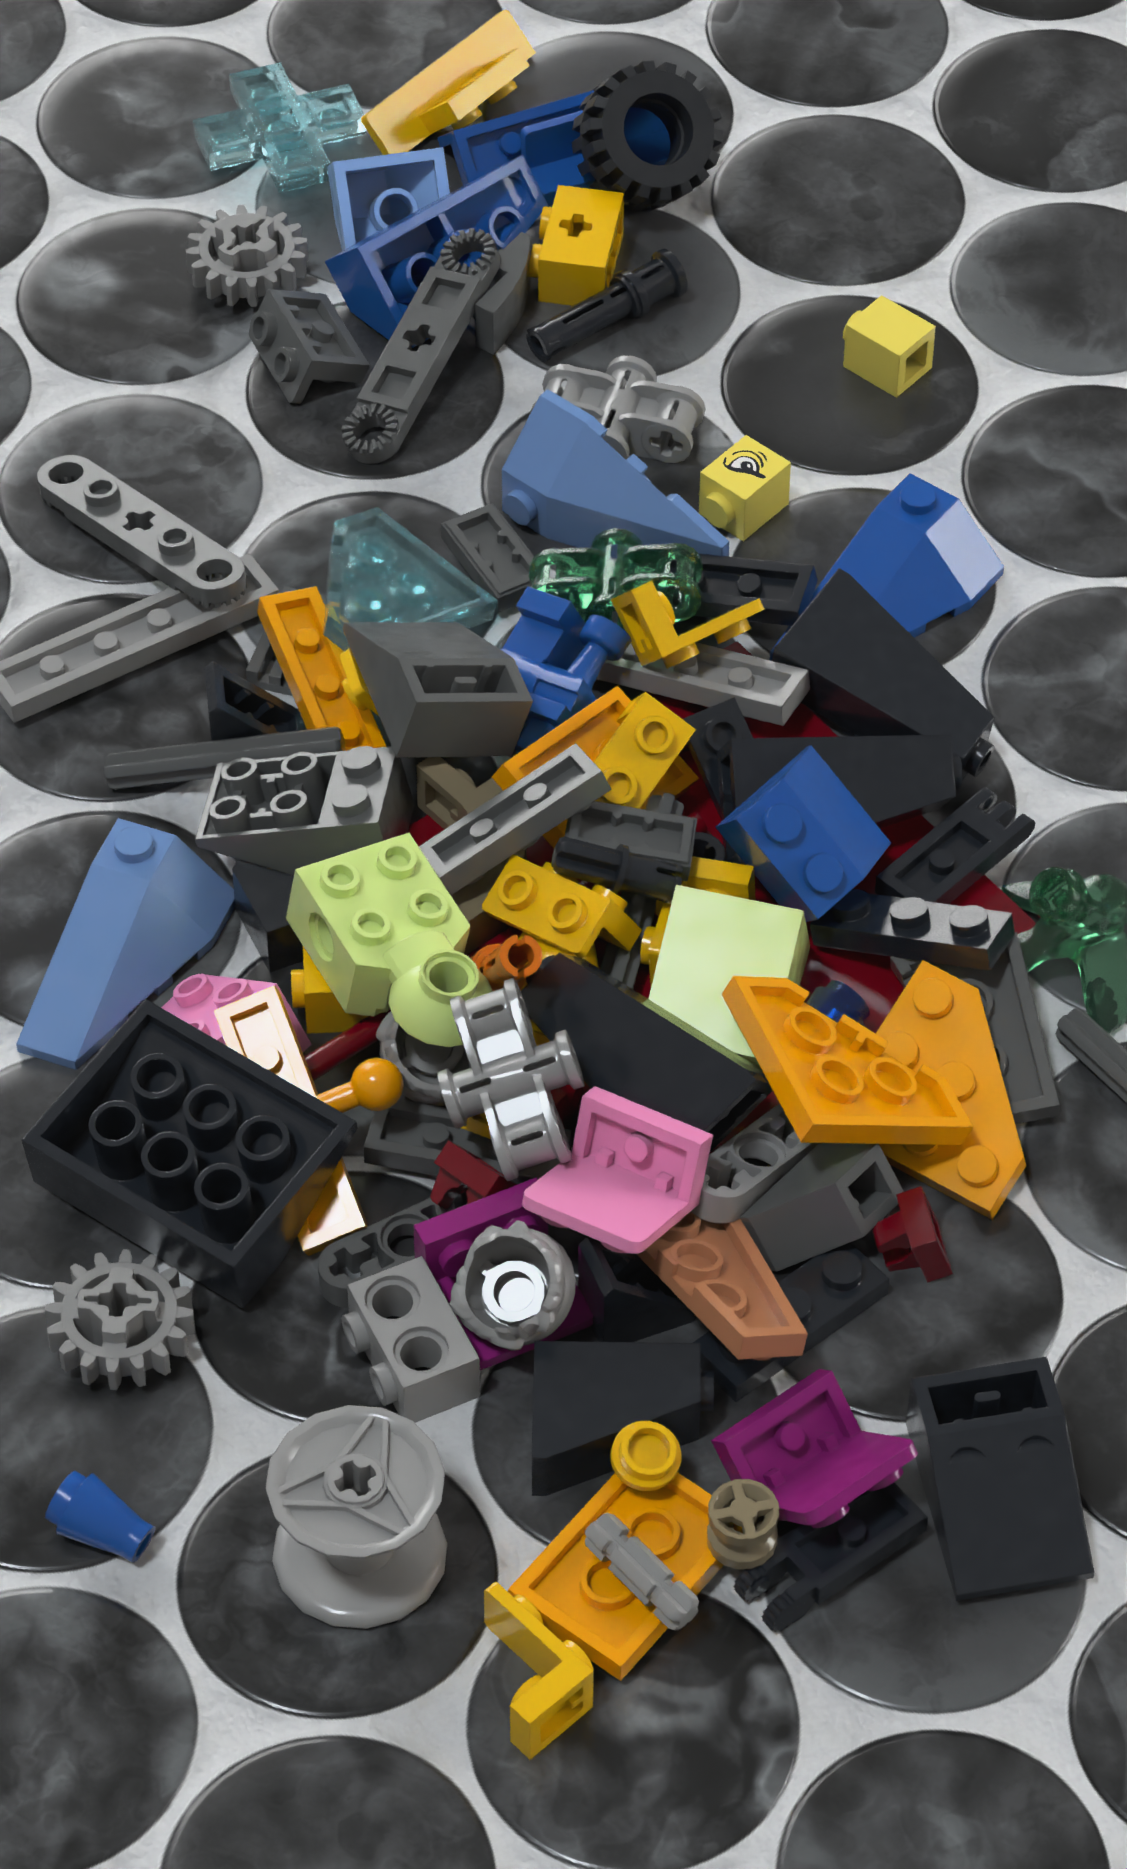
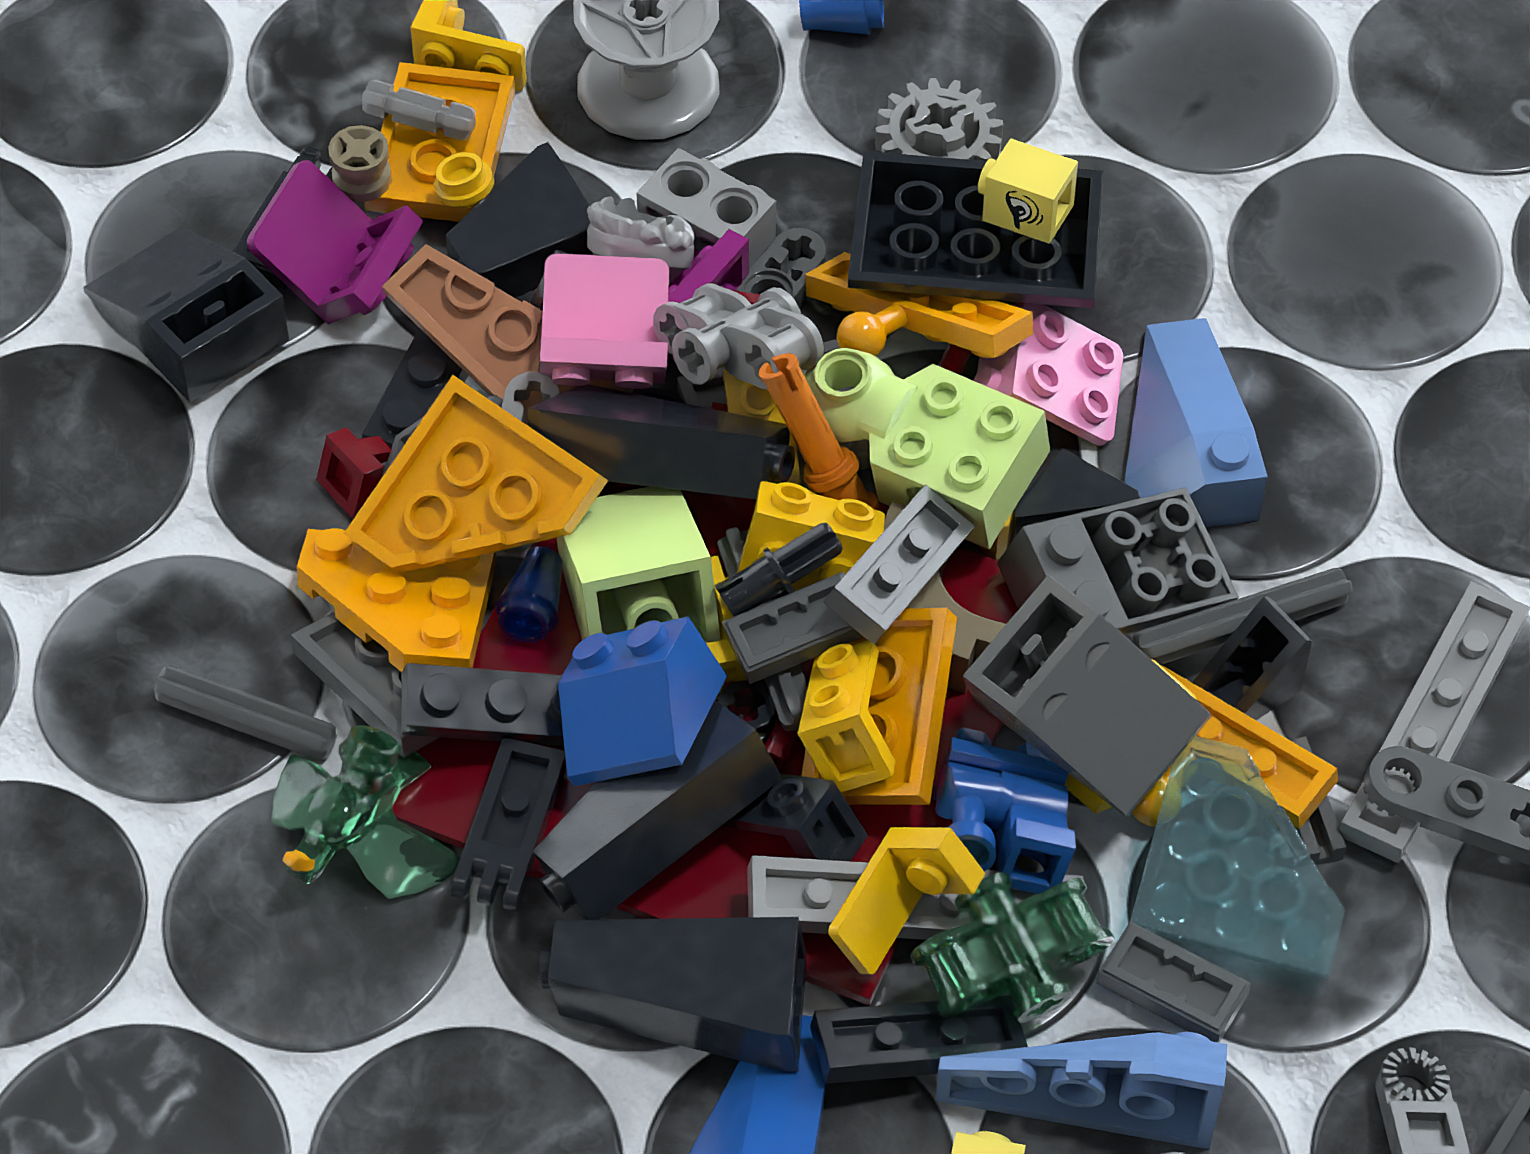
camera: 150 degrees right, 5 degrees up
(127, 1104) = (1028, 190): none -> light yellow brick

